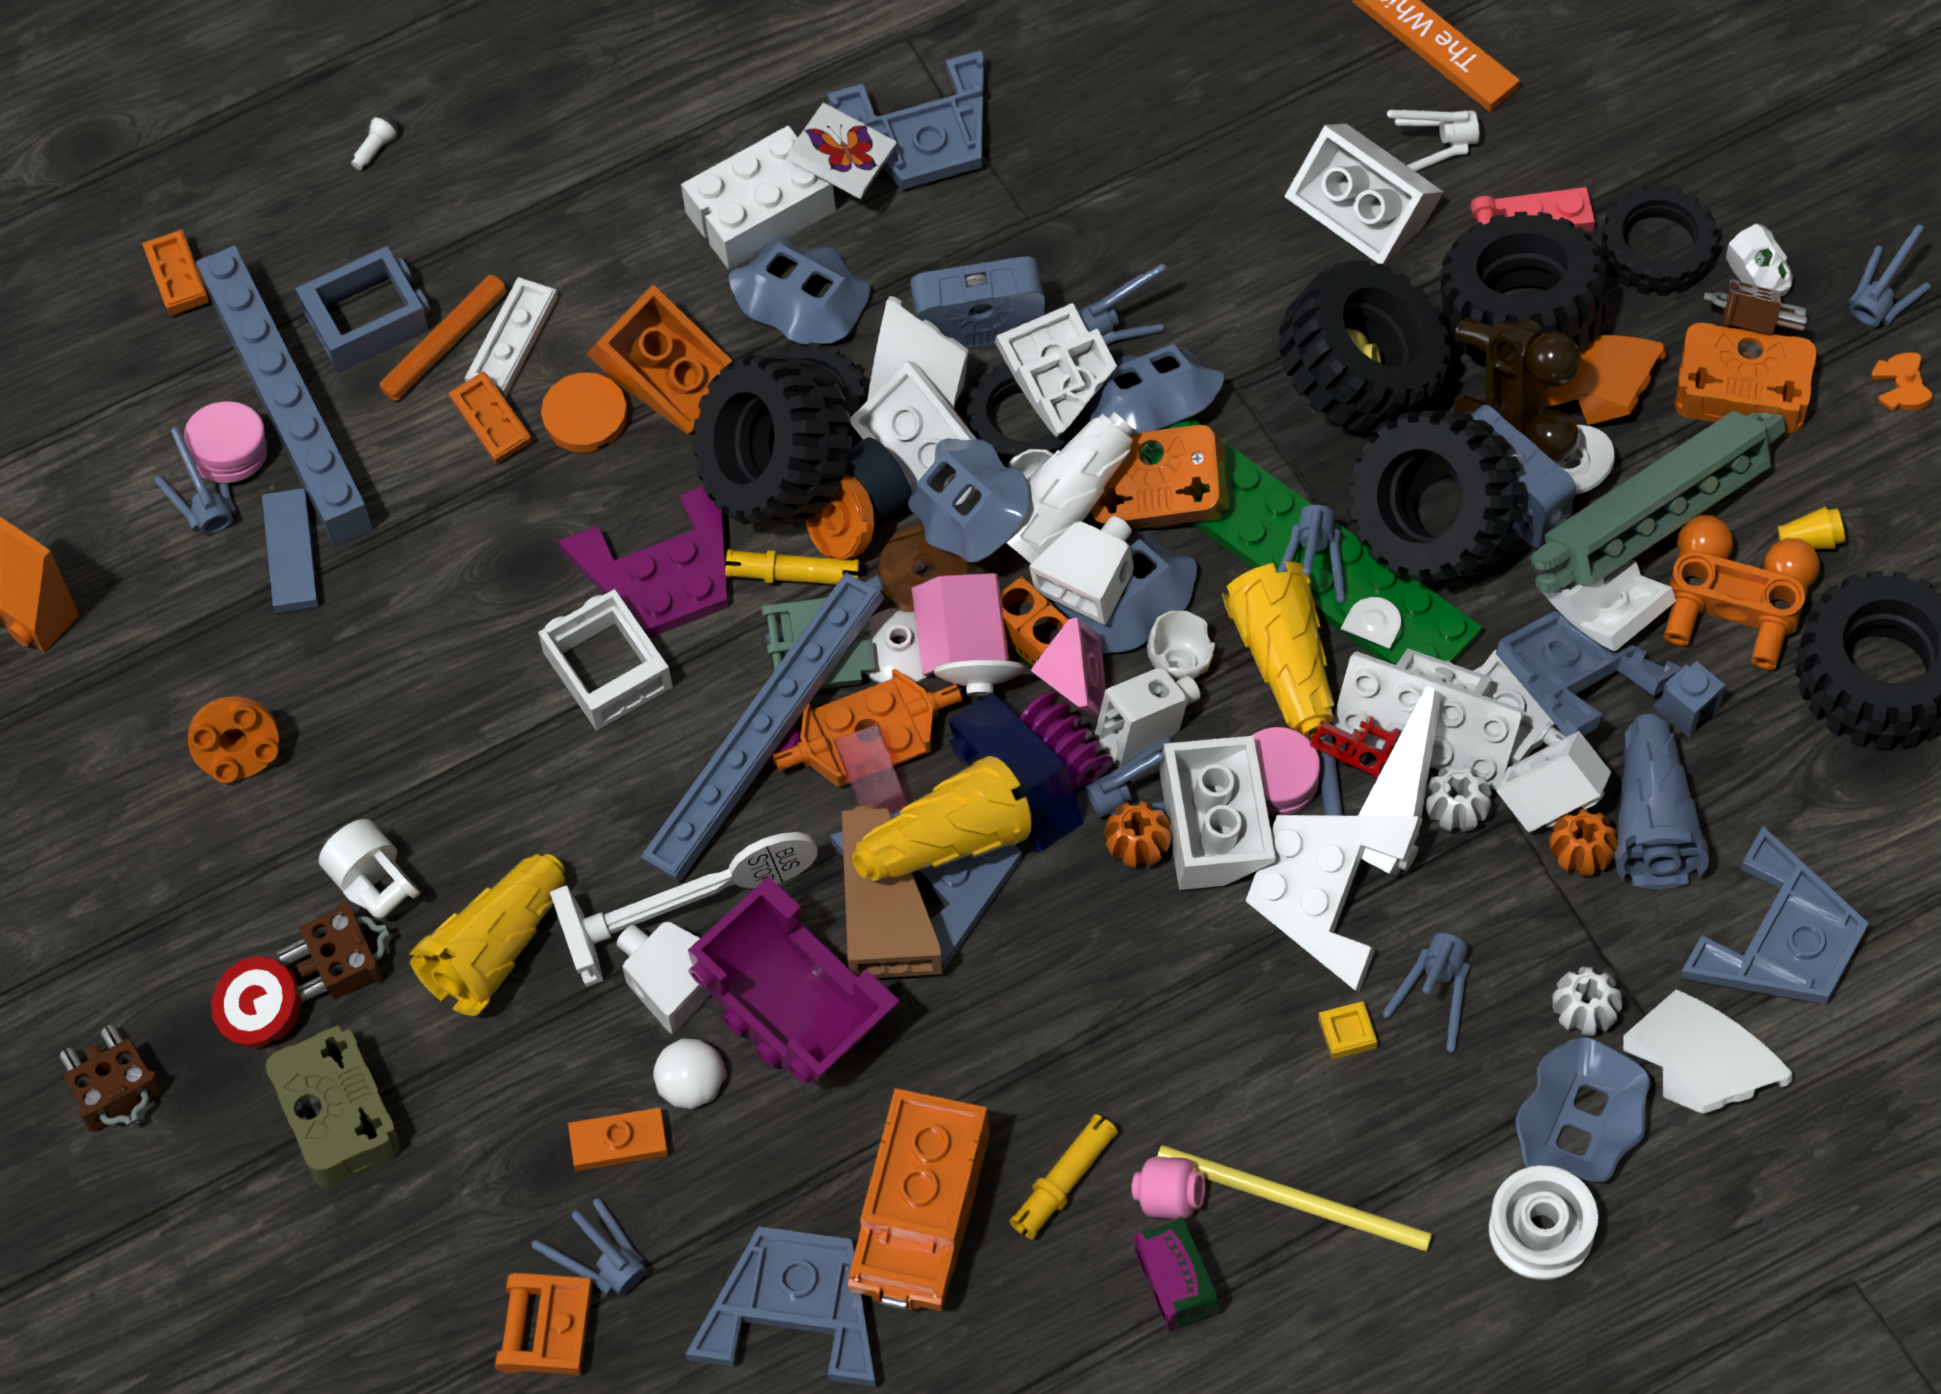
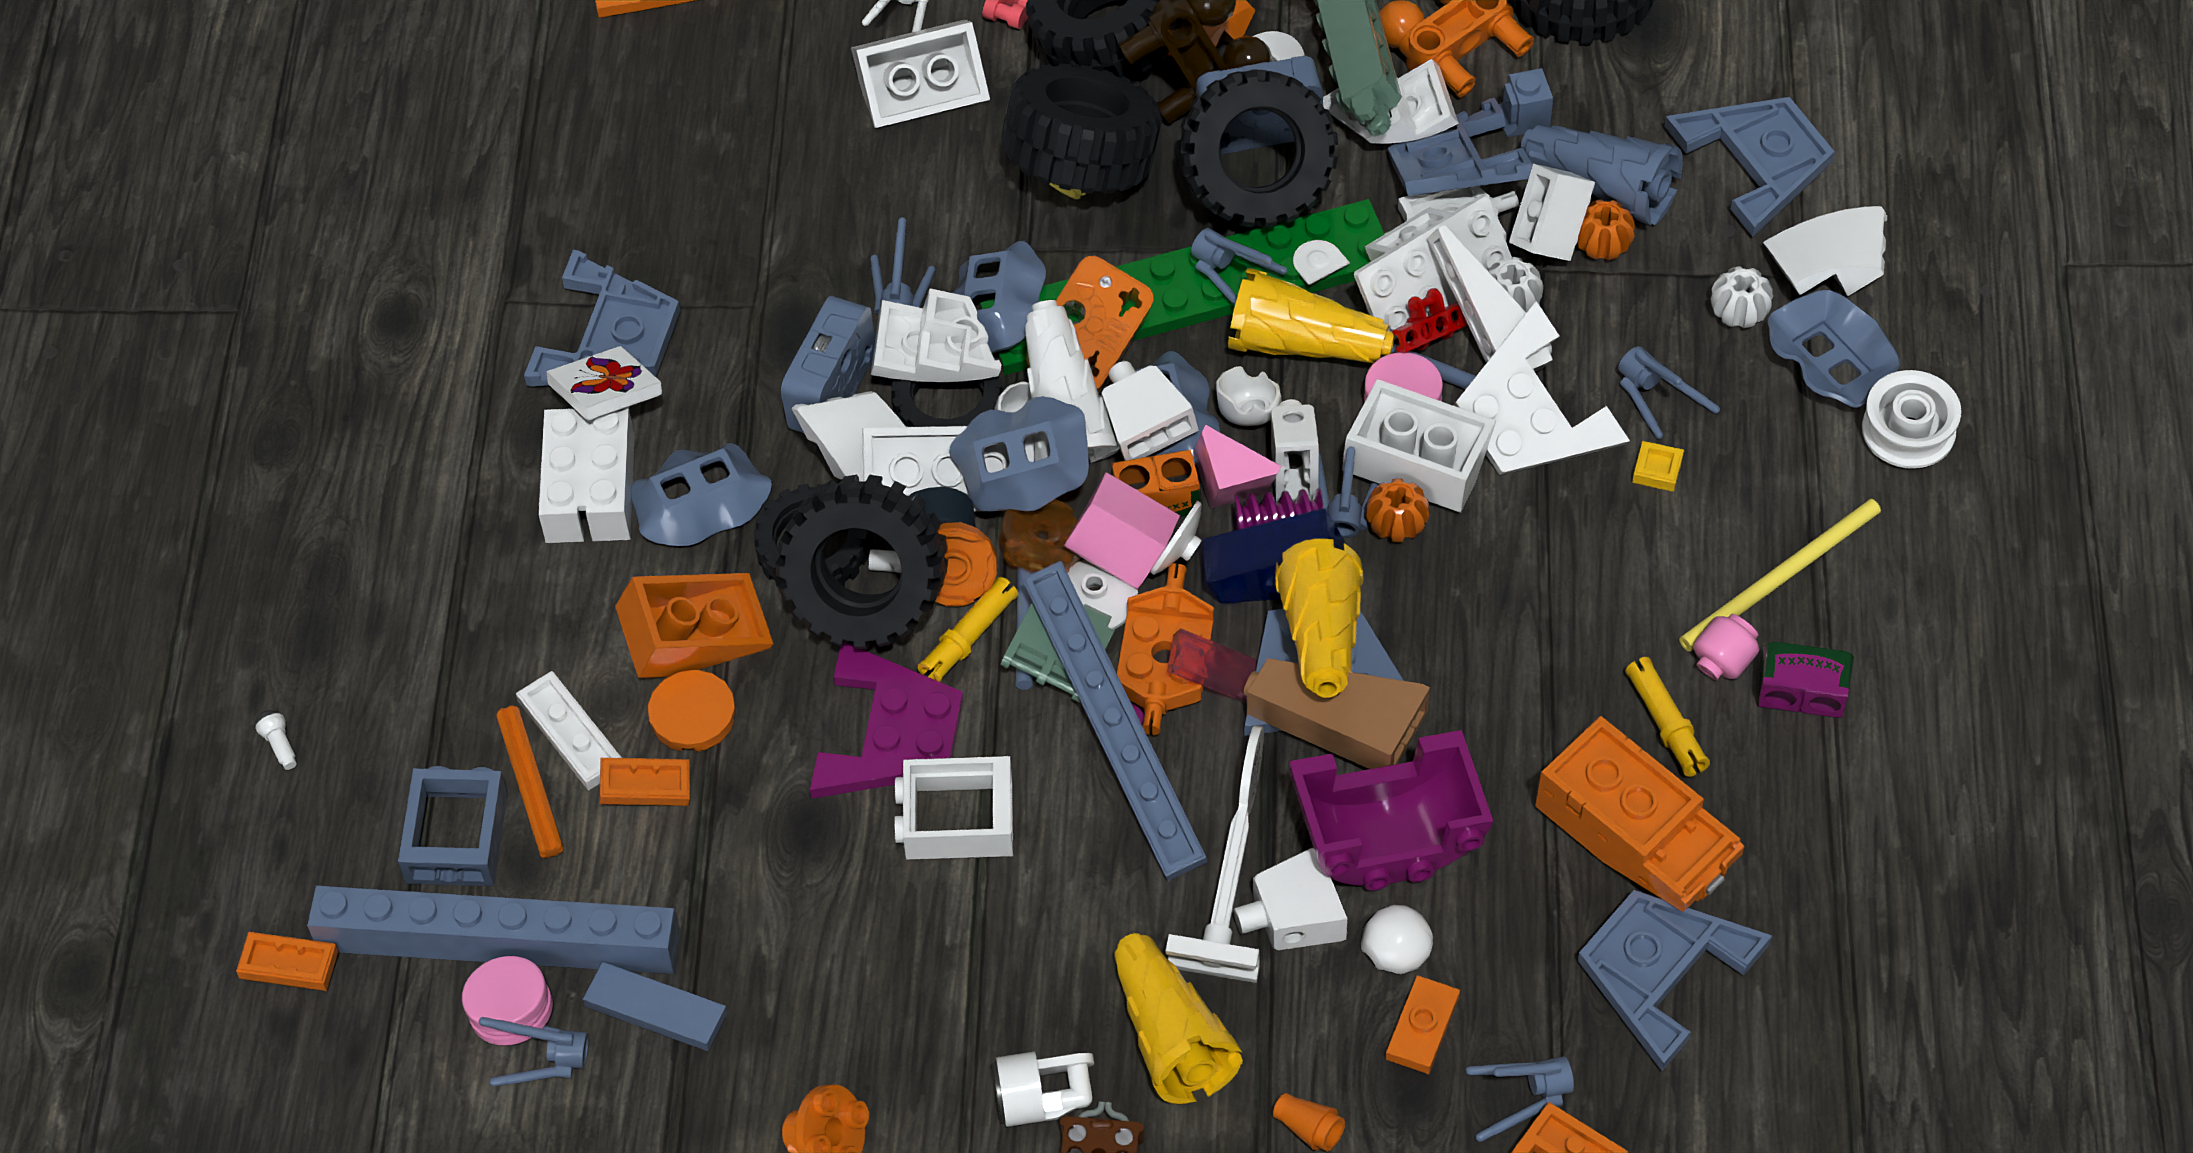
camera: 60 degrees left, 5 degrees down
(464, 1100) = (1312, 1122): none -> orange cone

